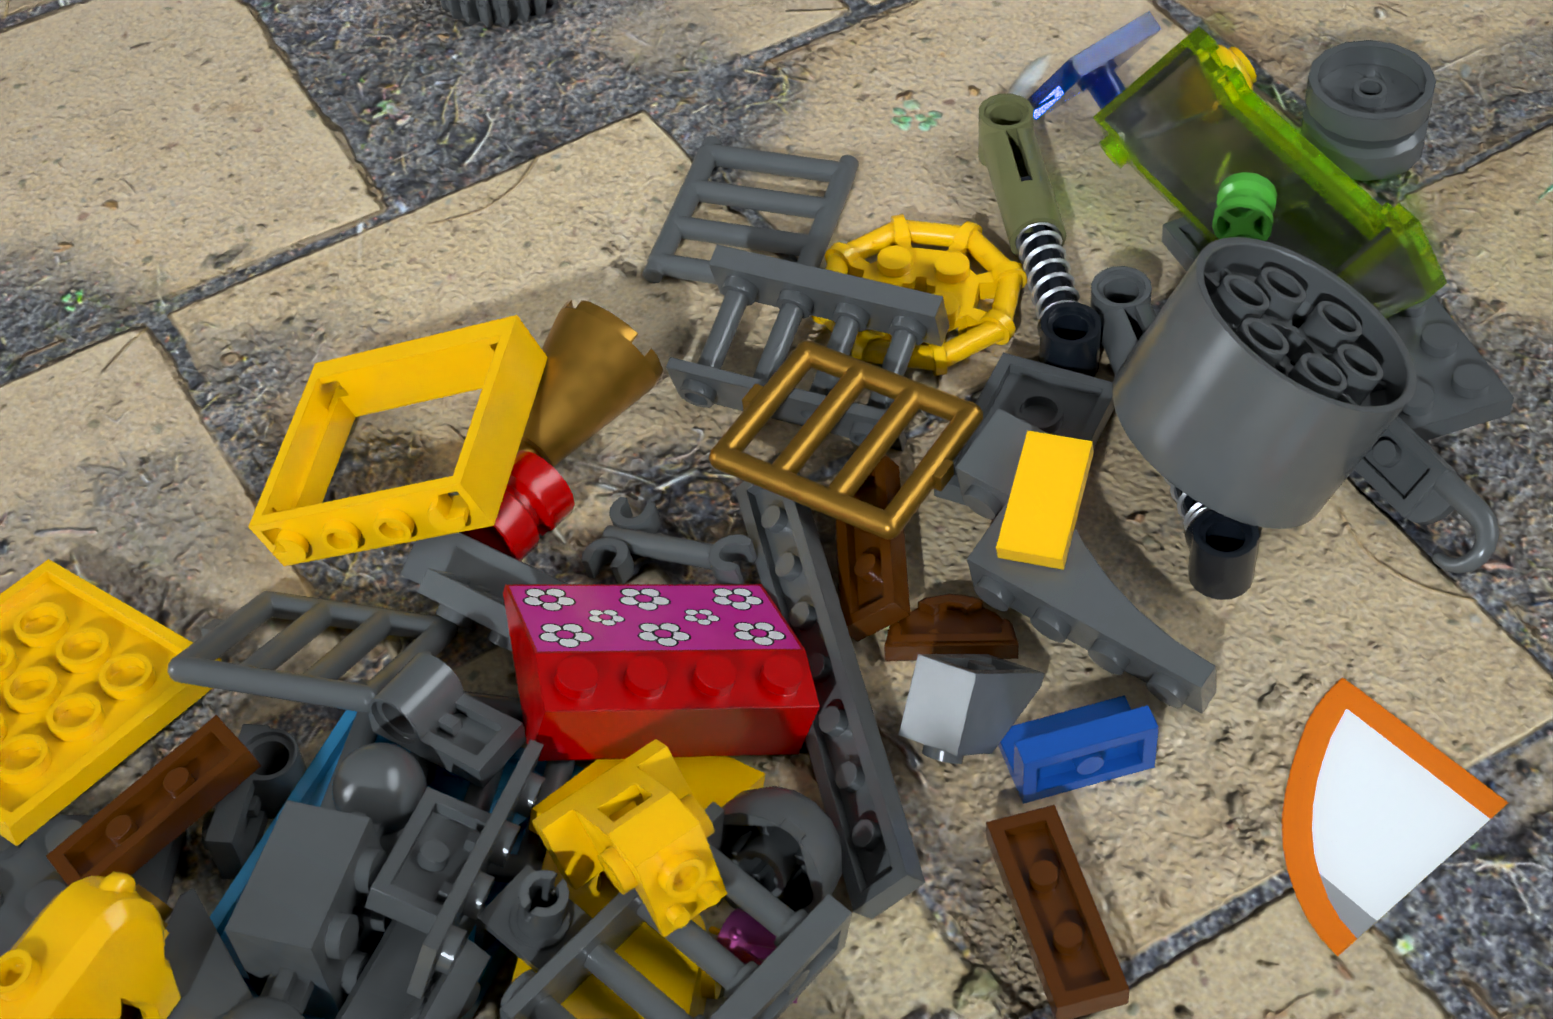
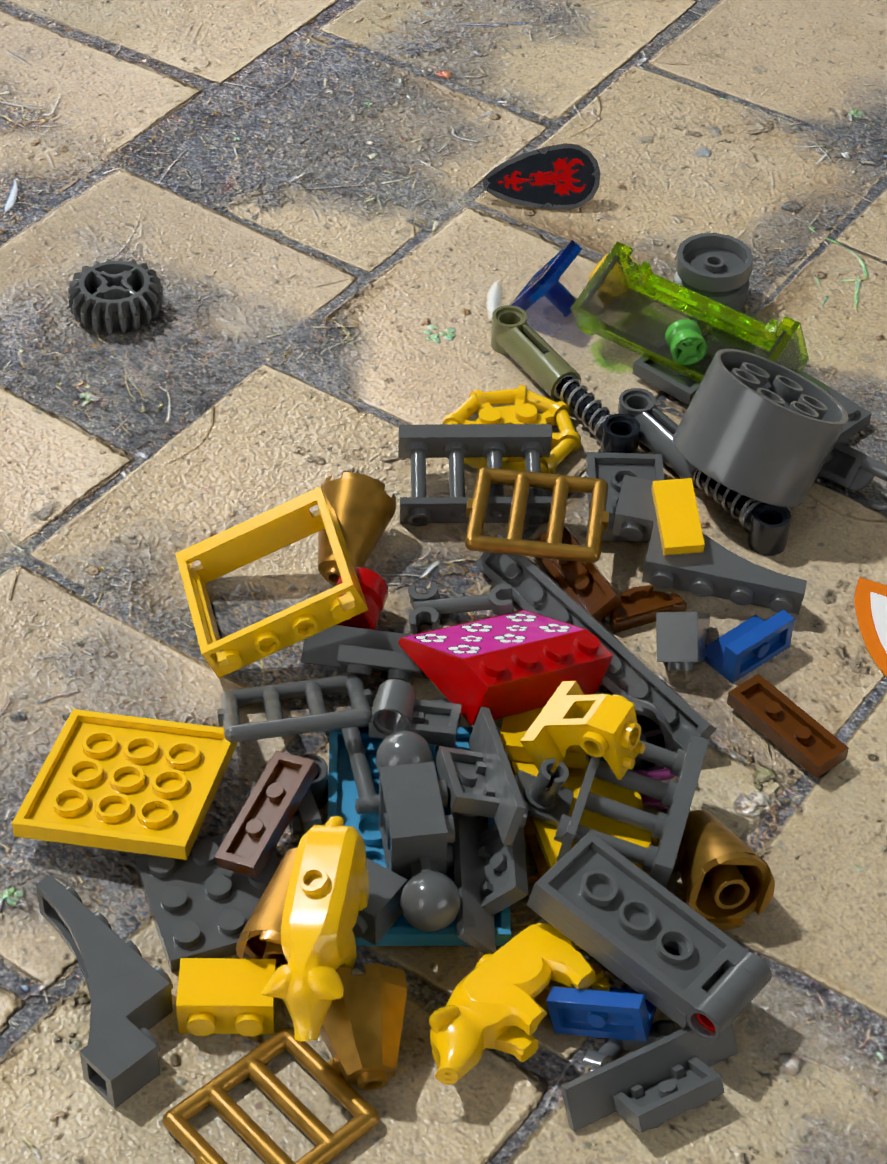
camera: 30 degrees left, 5 degrees down
(697, 189) = (335, 404): dark grey bar -> none

